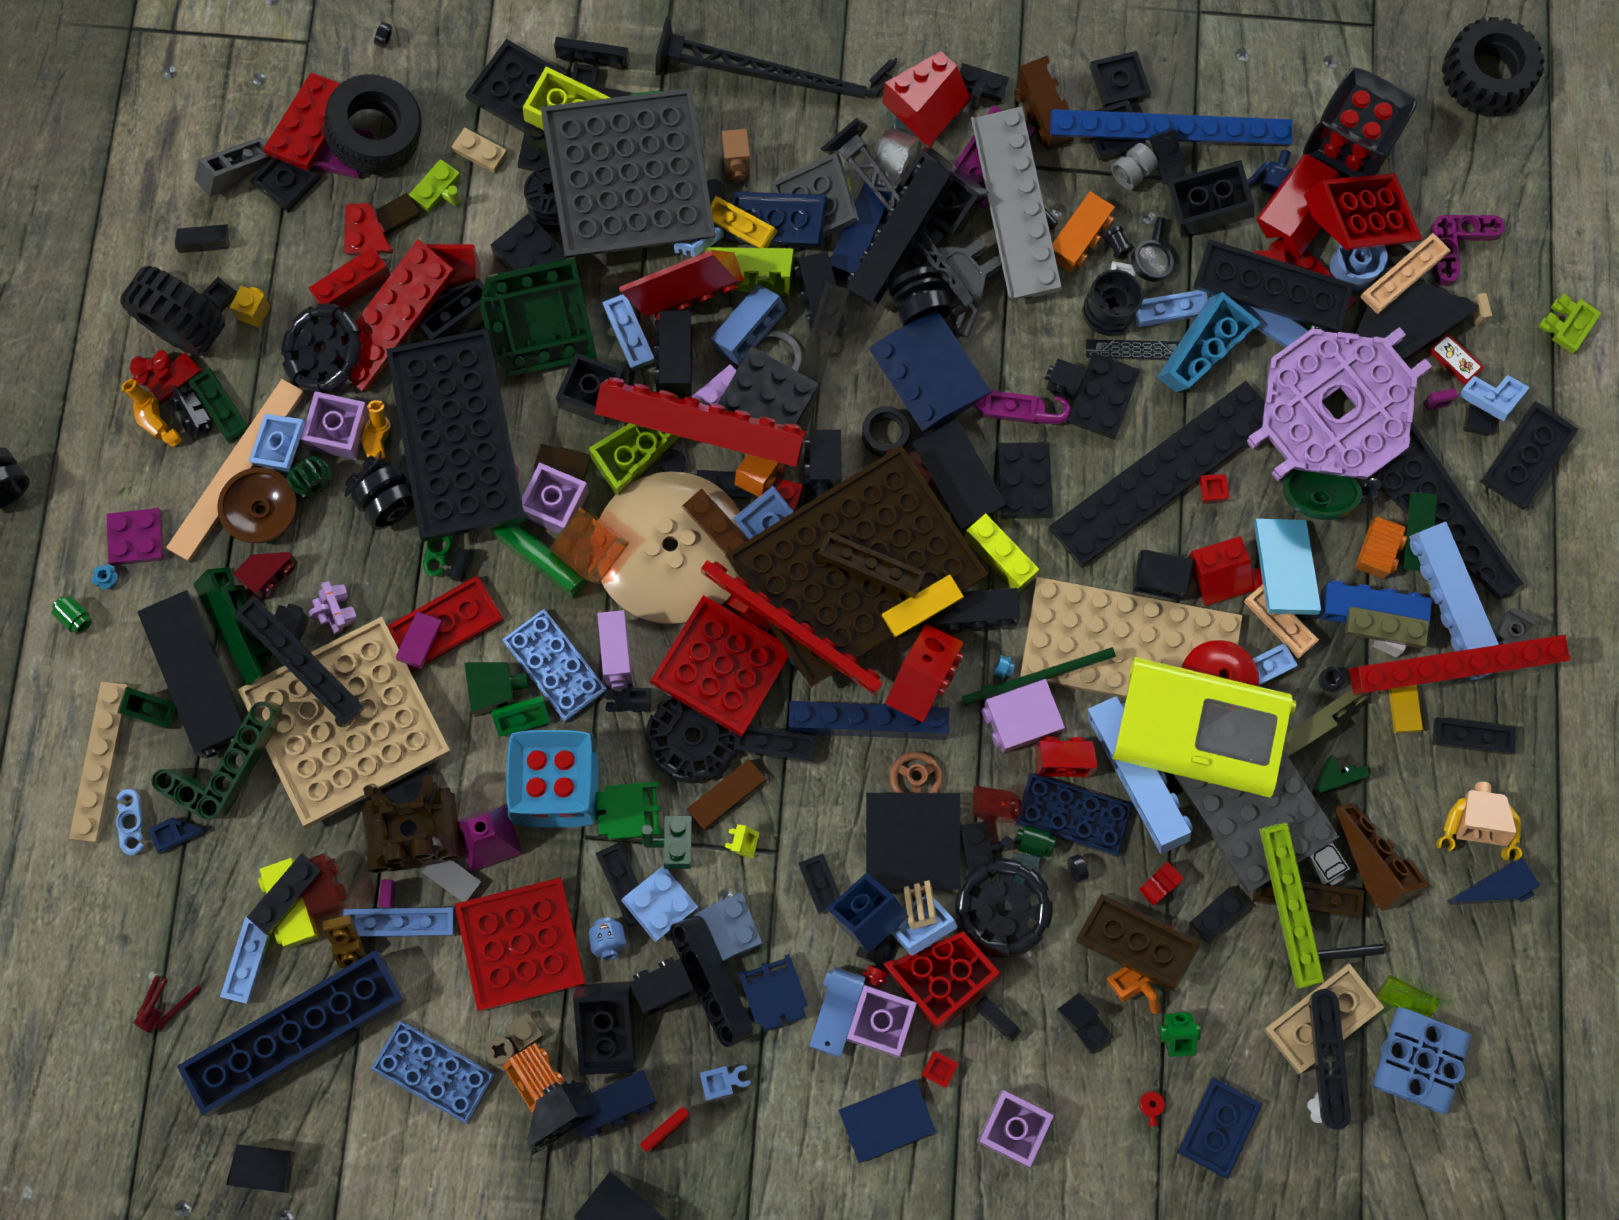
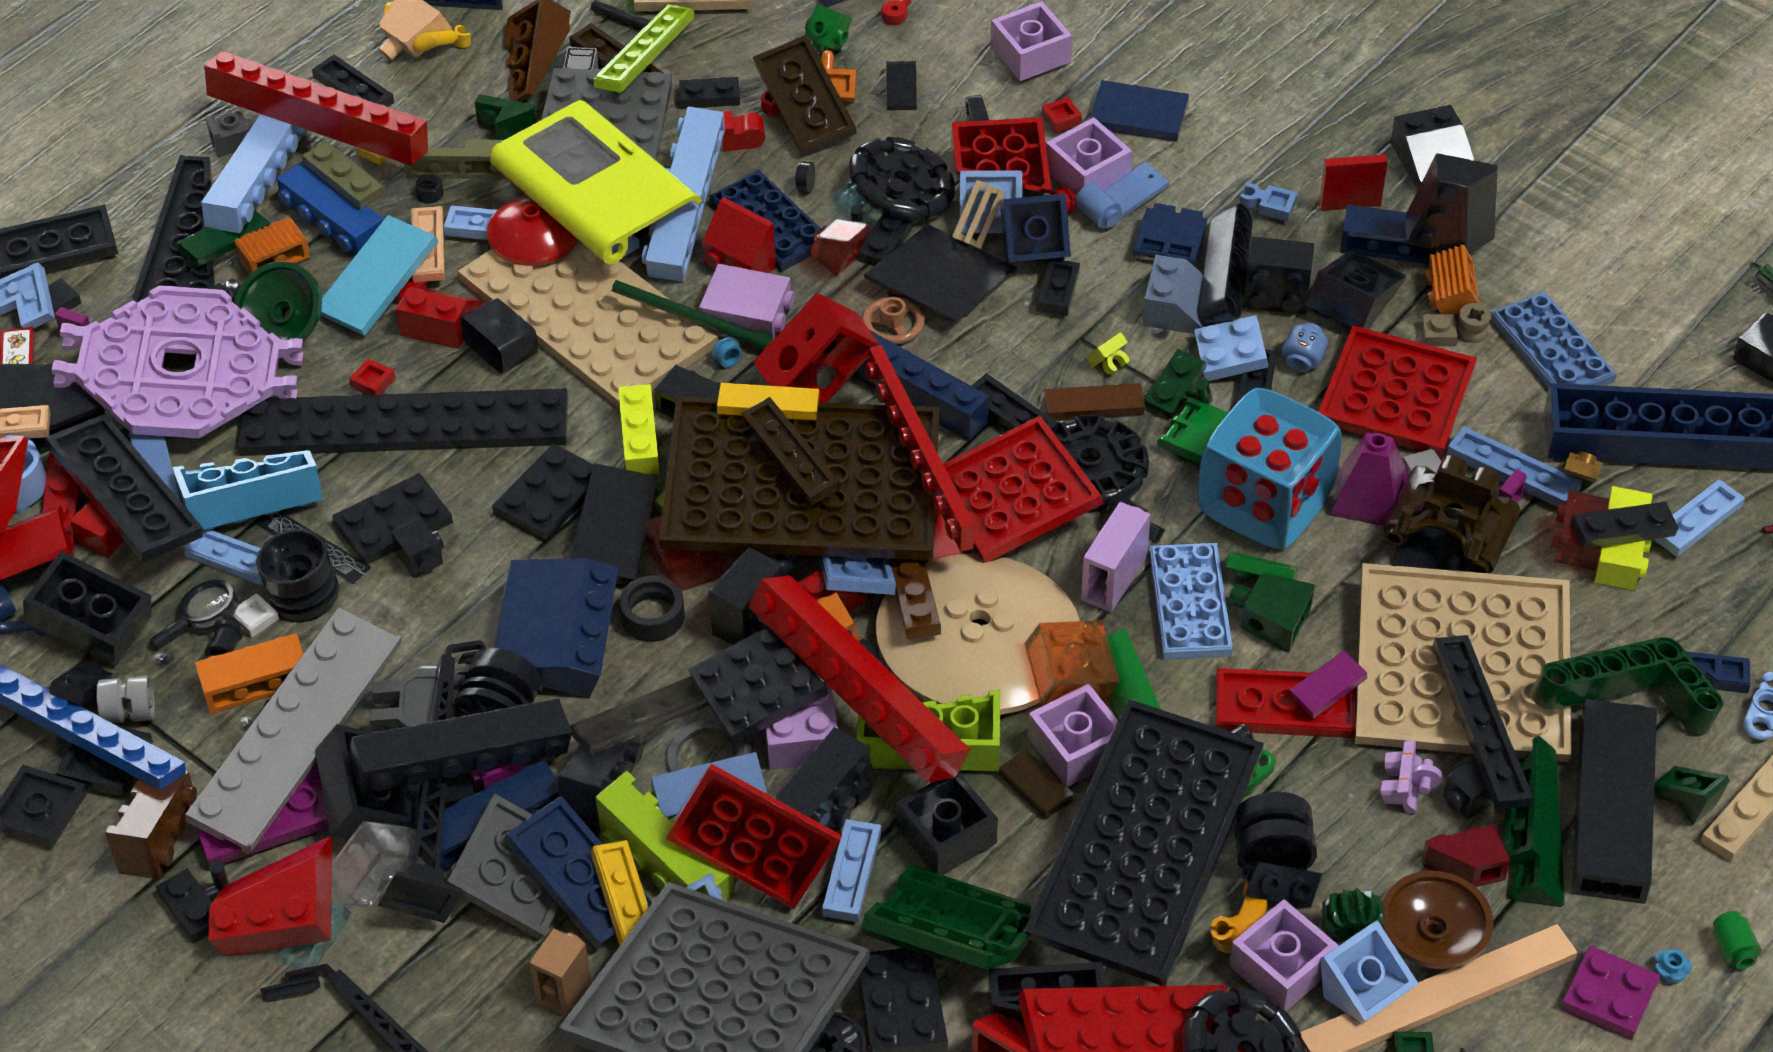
camera: 140 degrees left, 25 degrees down
(1020, 408) = (483, 545): magenta plate -> none
(1034, 841) = (824, 209): dark green brick -> none

